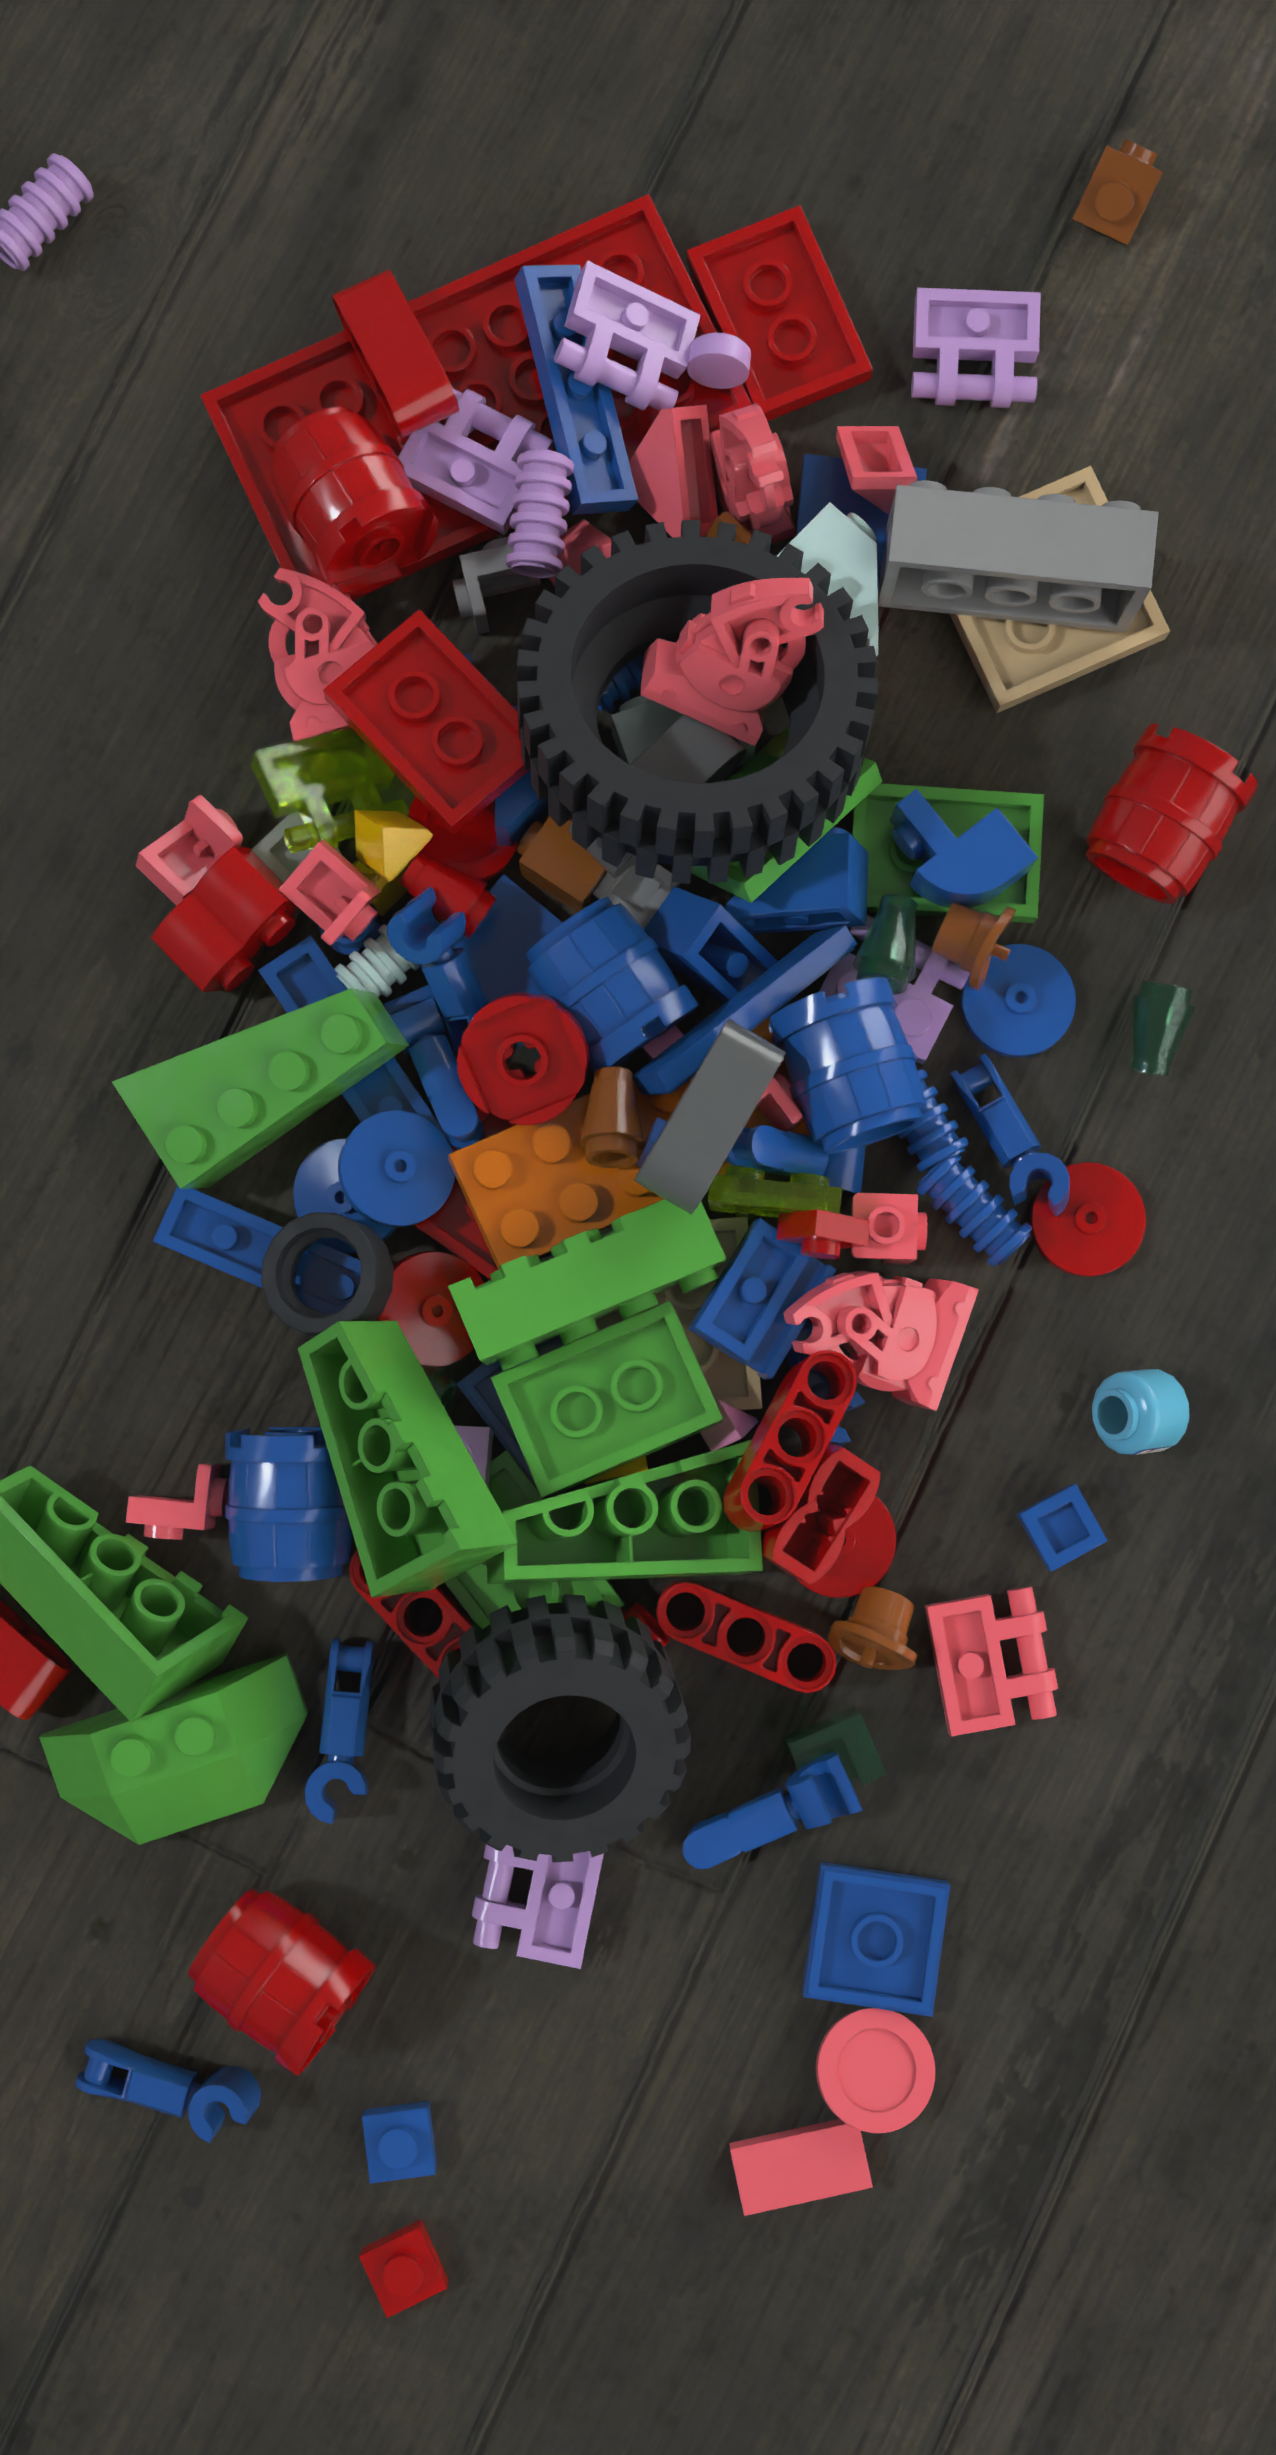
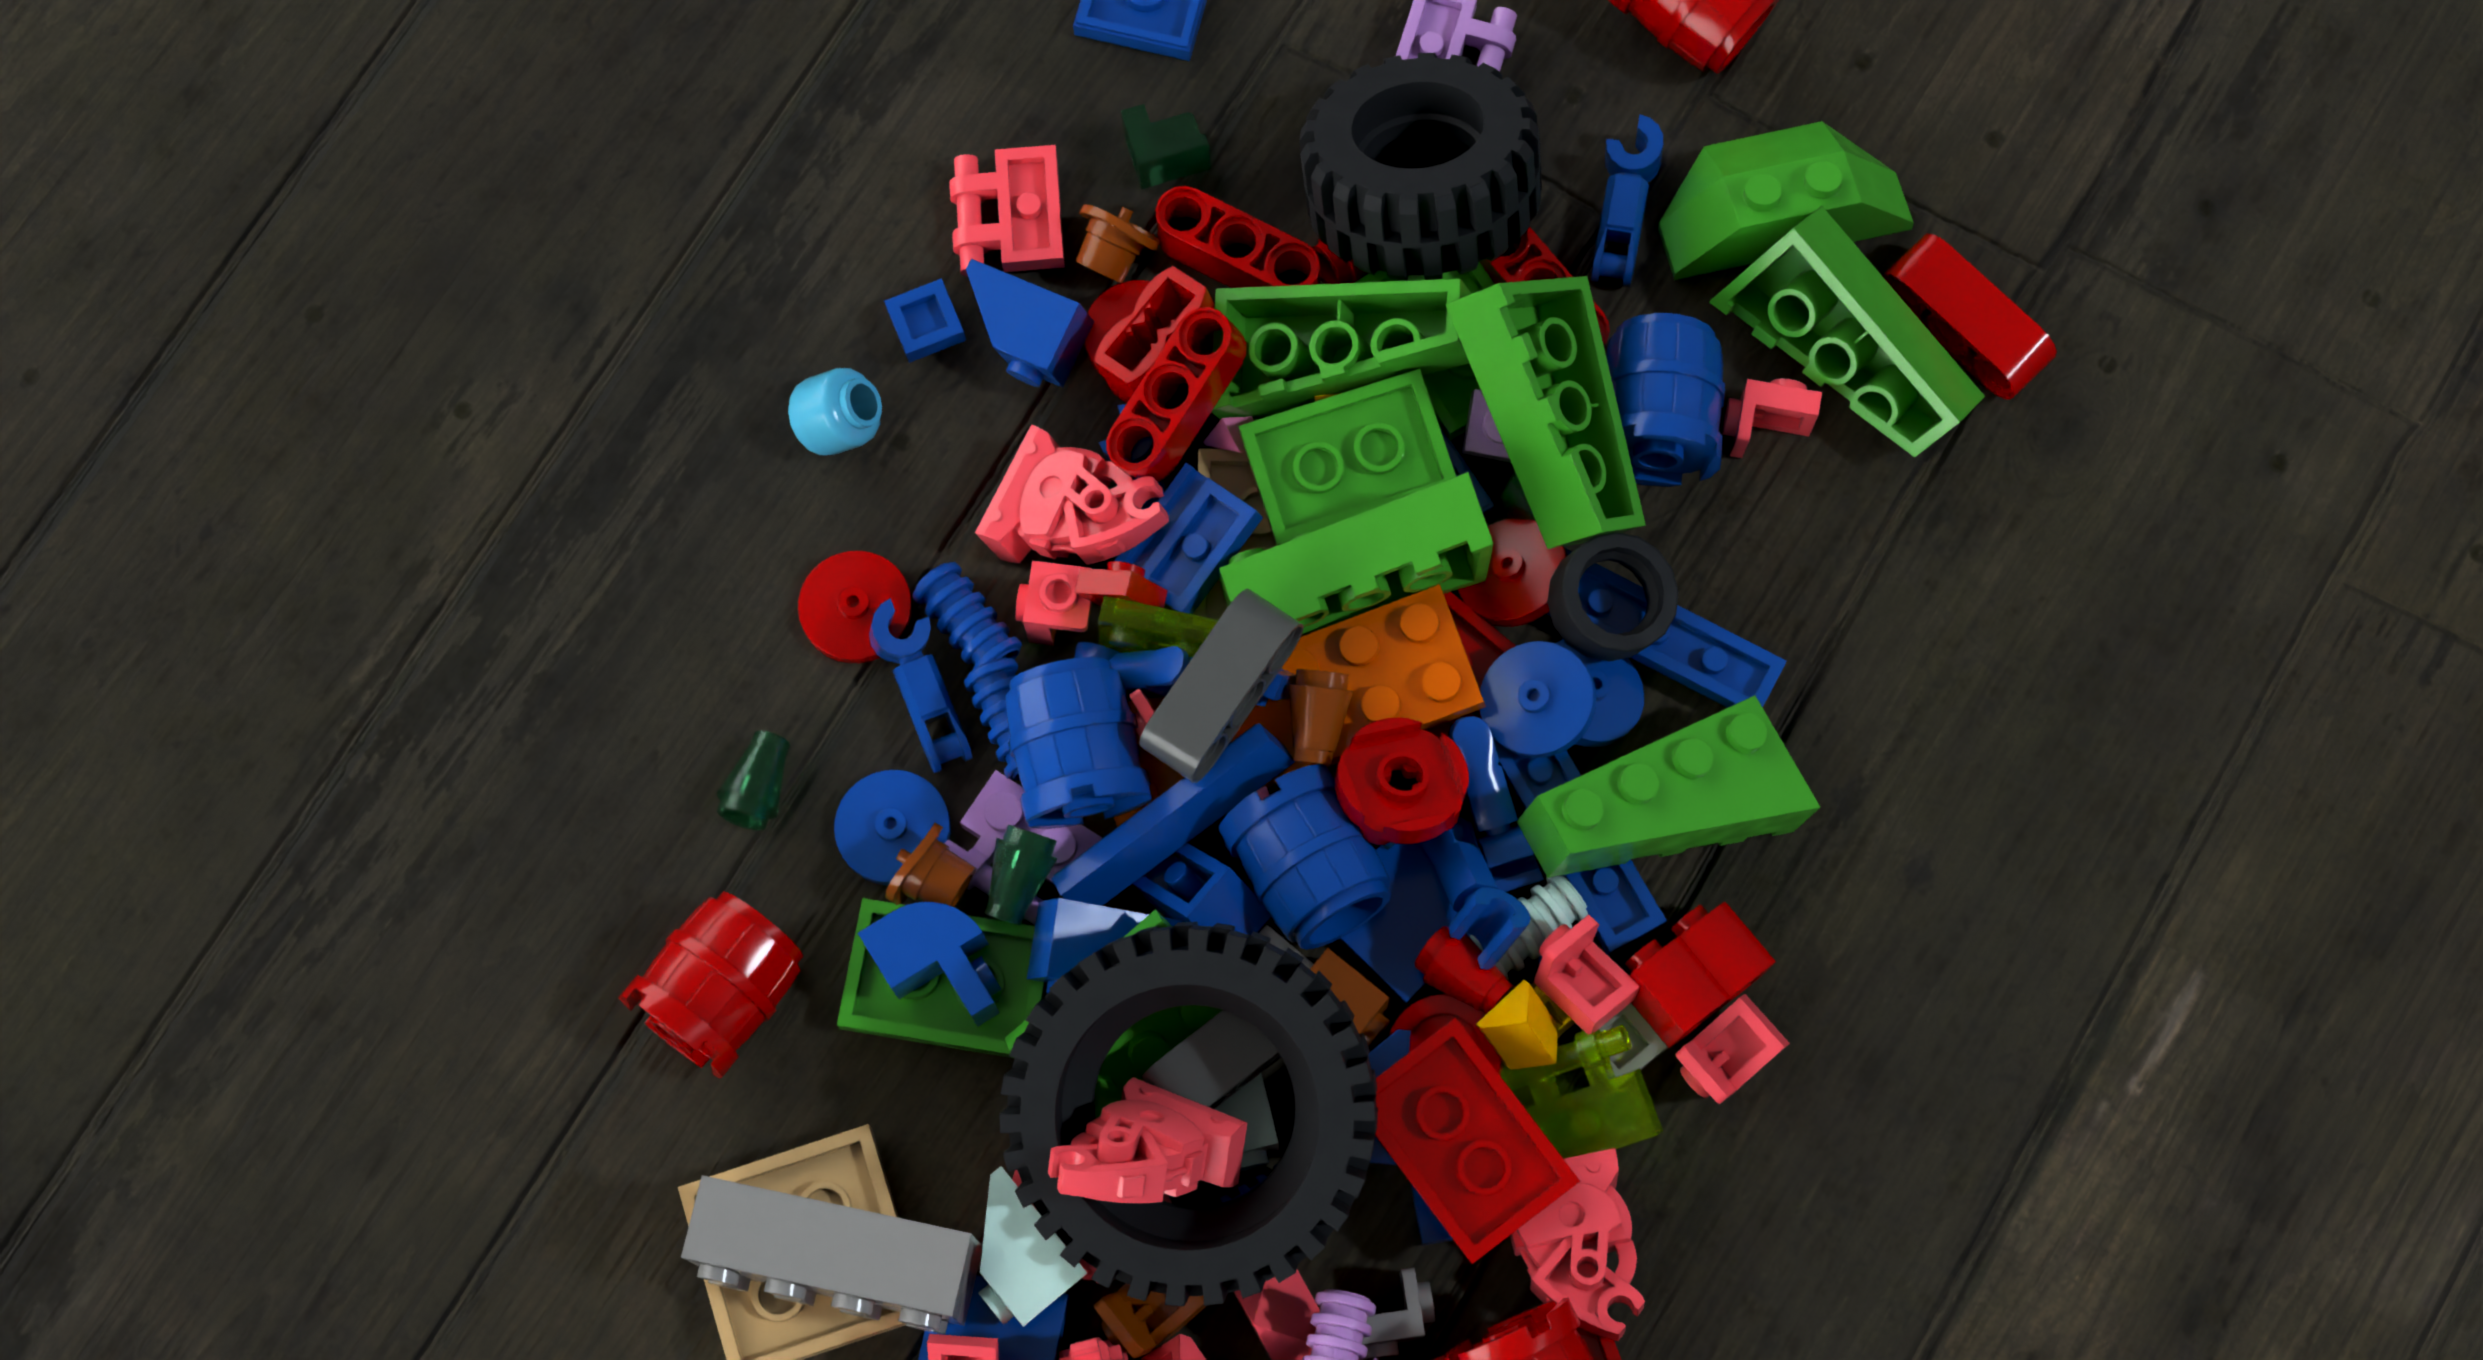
camera: 170 degrees left, 10 degrees down
(815, 1796) = (1230, 93): blue piece -> none
(955, 1527) = (1029, 325): none -> blue slope

